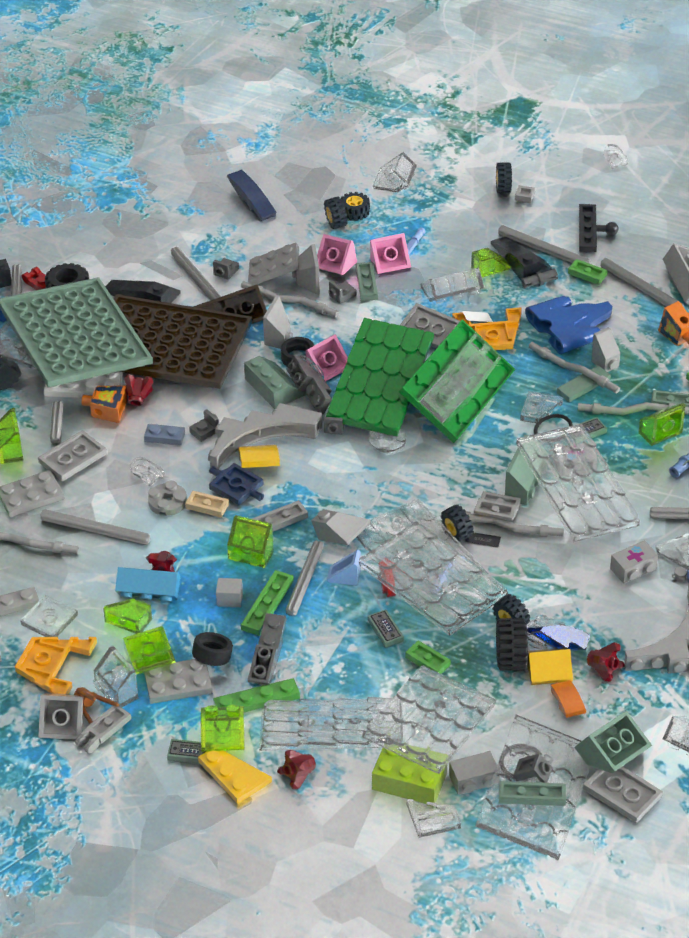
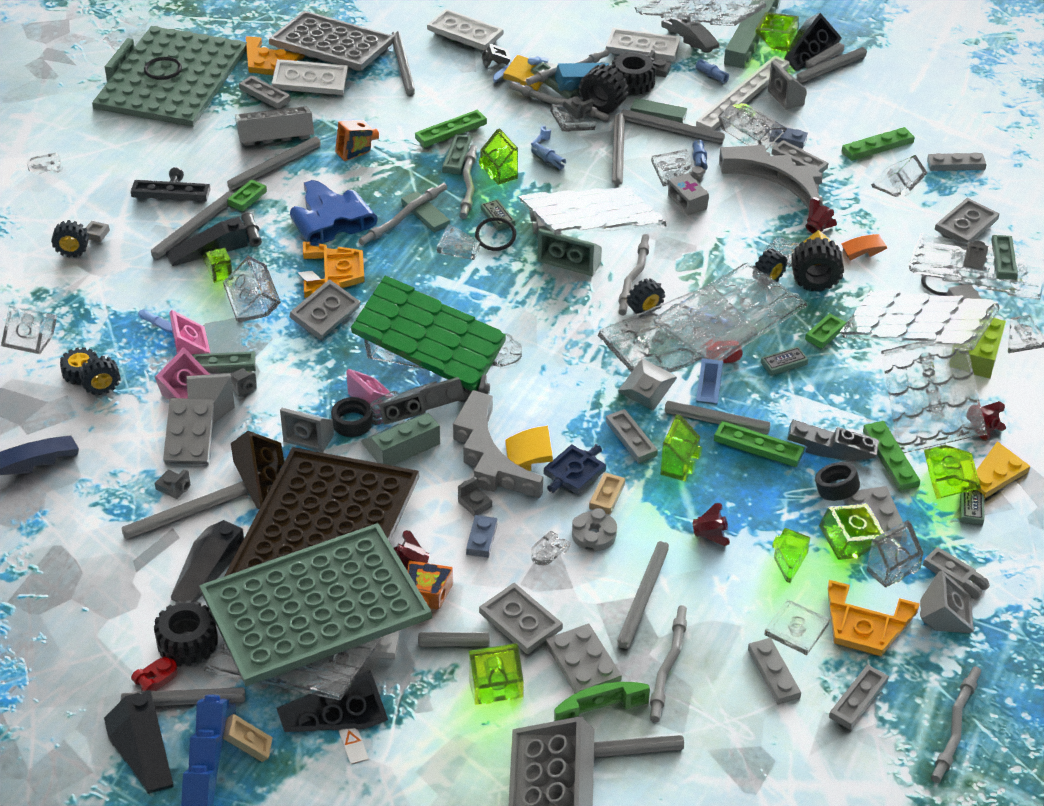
camera: 90 degrees left, 0 degrees up
(88, 700) = (917, 586): dark orange plant -> none
(147, 584) = (745, 535): dark azure brick -> none
(229, 592) = (750, 467): light grey panel -> none
(319, 307) = (268, 399): light grey bar -> none
(457, 381) = (457, 278): piece -> none
(497, 506) = (613, 276): light grey slope -> none
(561, 636) = (802, 230): clear blue slope -> none
(605, 350) = (389, 187): light grey slope -> none
(613, 744) = (925, 216): sand green slope -> none

